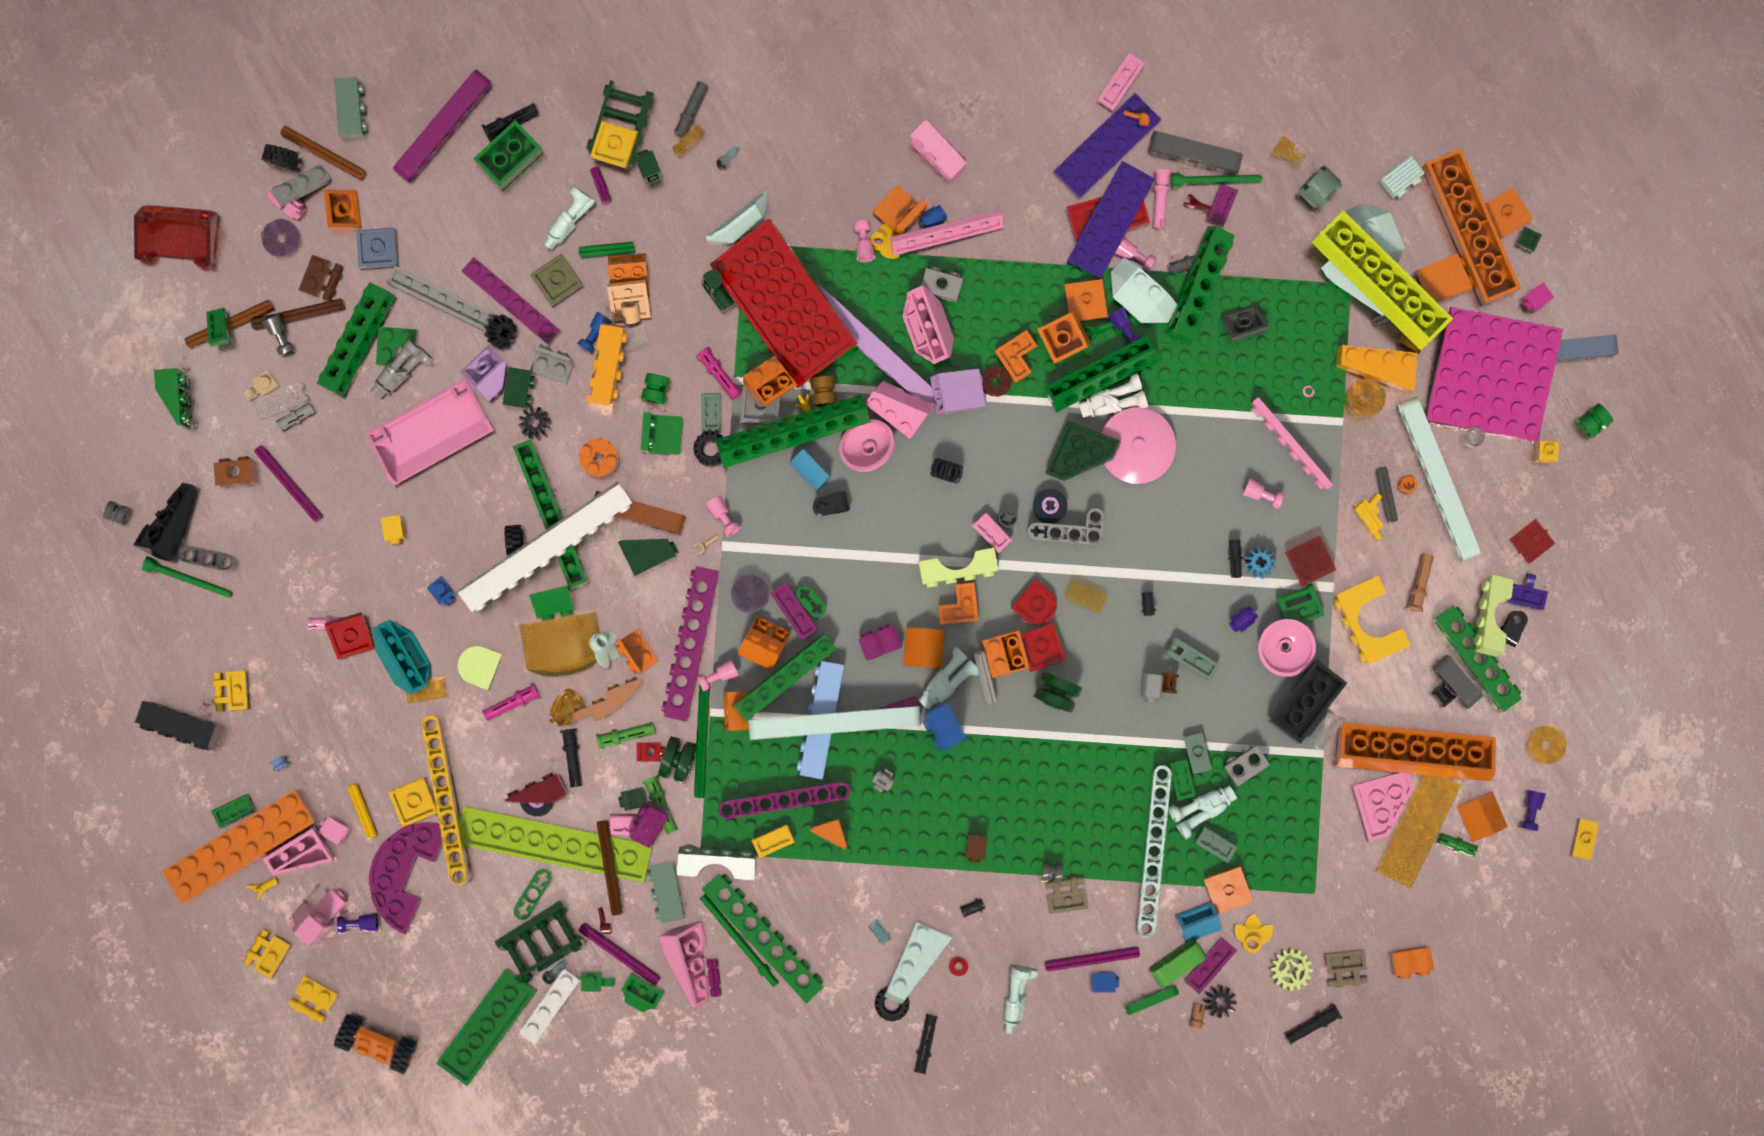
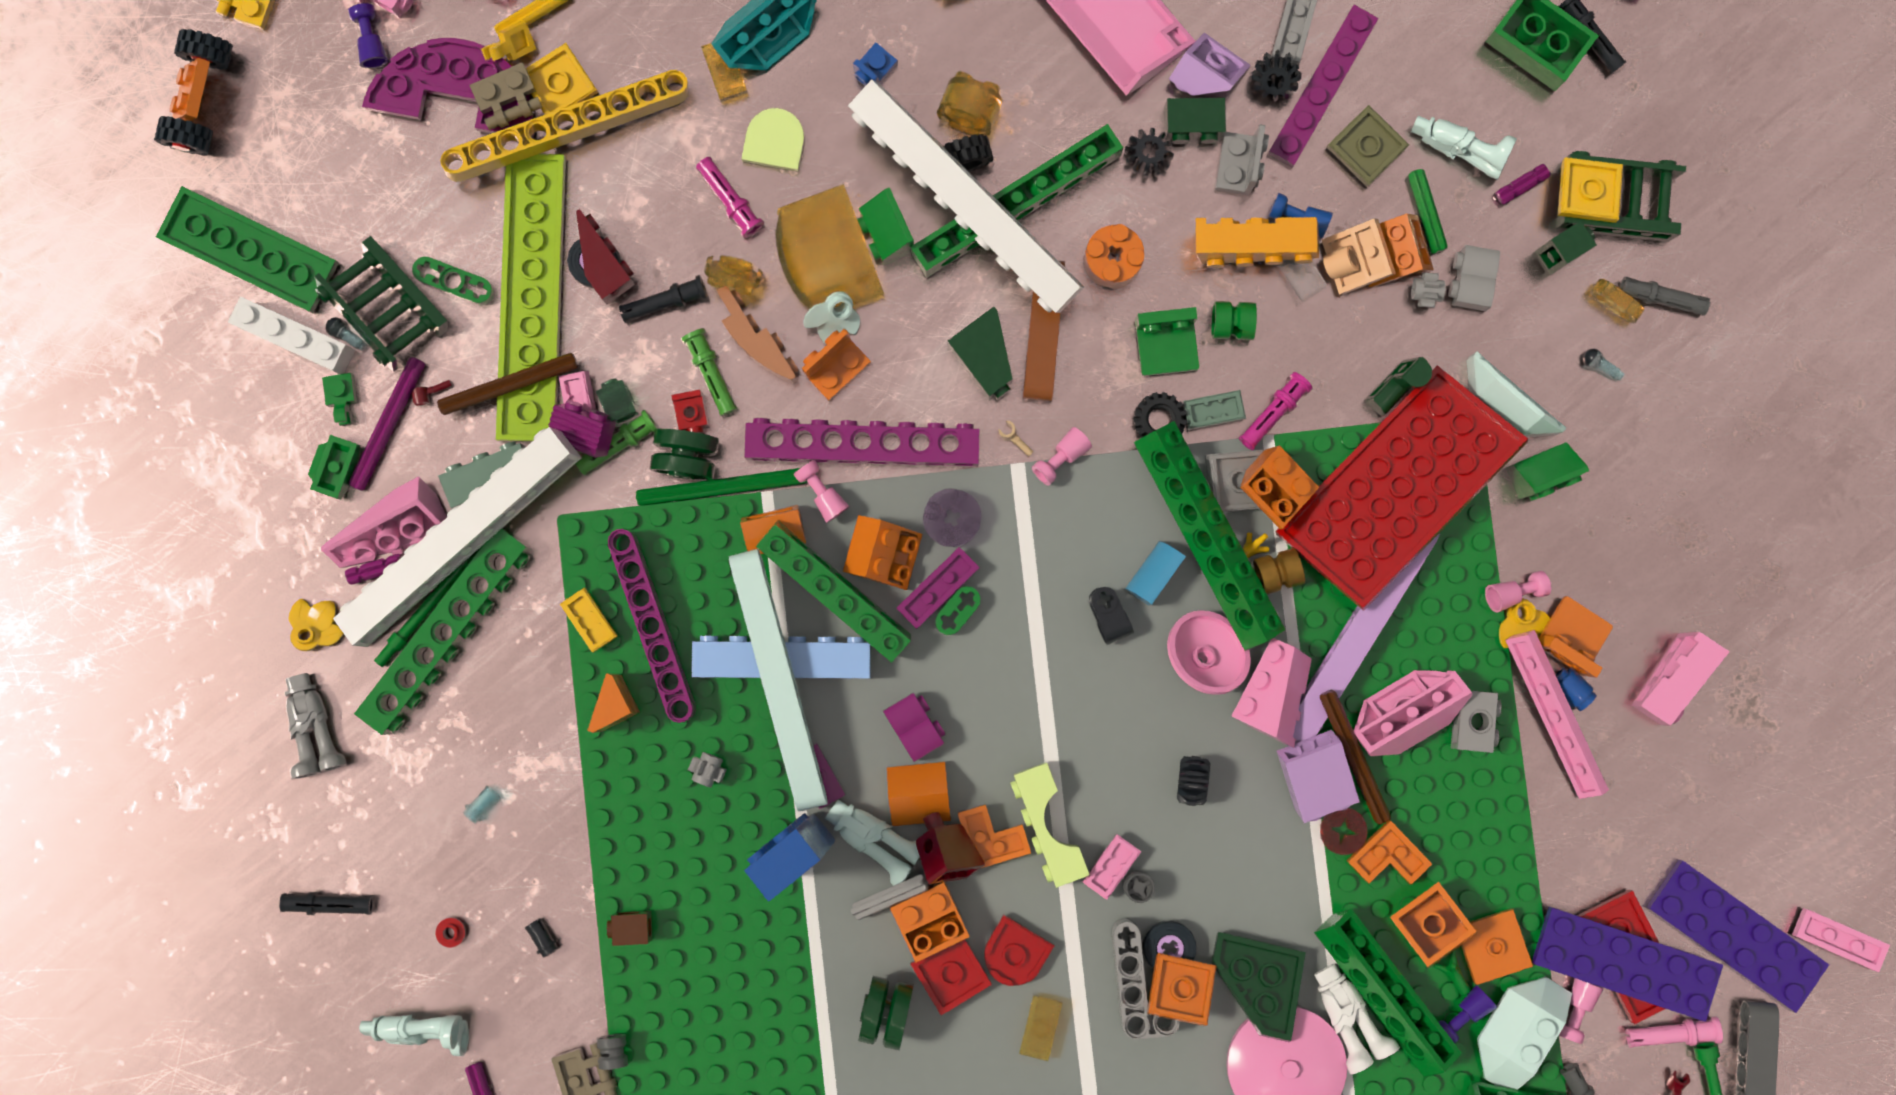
camera: 85 degrees right, 0 degrees up
(382, 826) = (513, 43): none -> yellow plate
(412, 837) = (503, 89): none -> dark tan plate
(481, 533) = (970, 104): none -> clear yellow brick
(657, 228) = (1475, 277): none -> light grey brick
(658, 259) = (1428, 289): none -> light grey gear
(704, 916) = (456, 537): none -> white brick
(740, 863) = (548, 575): arch -> none
(740, 1021) = (317, 621): none -> yellow plate
(789, 208) = (1540, 473): none -> green slope
(800, 1036) = (306, 714): none -> light grey piece
(886, 1014) = (365, 854): black tyre -> none
(918, 956) = (446, 868): light aqua wedge -> none
(950, 365) = (1355, 756): none -> reddish brown axle
(963, 635) = (947, 851): none -> dark red torso
(1076, 503) = (1181, 989): none -> orange plate
(1143, 117) = (1795, 985): orange hand -> none

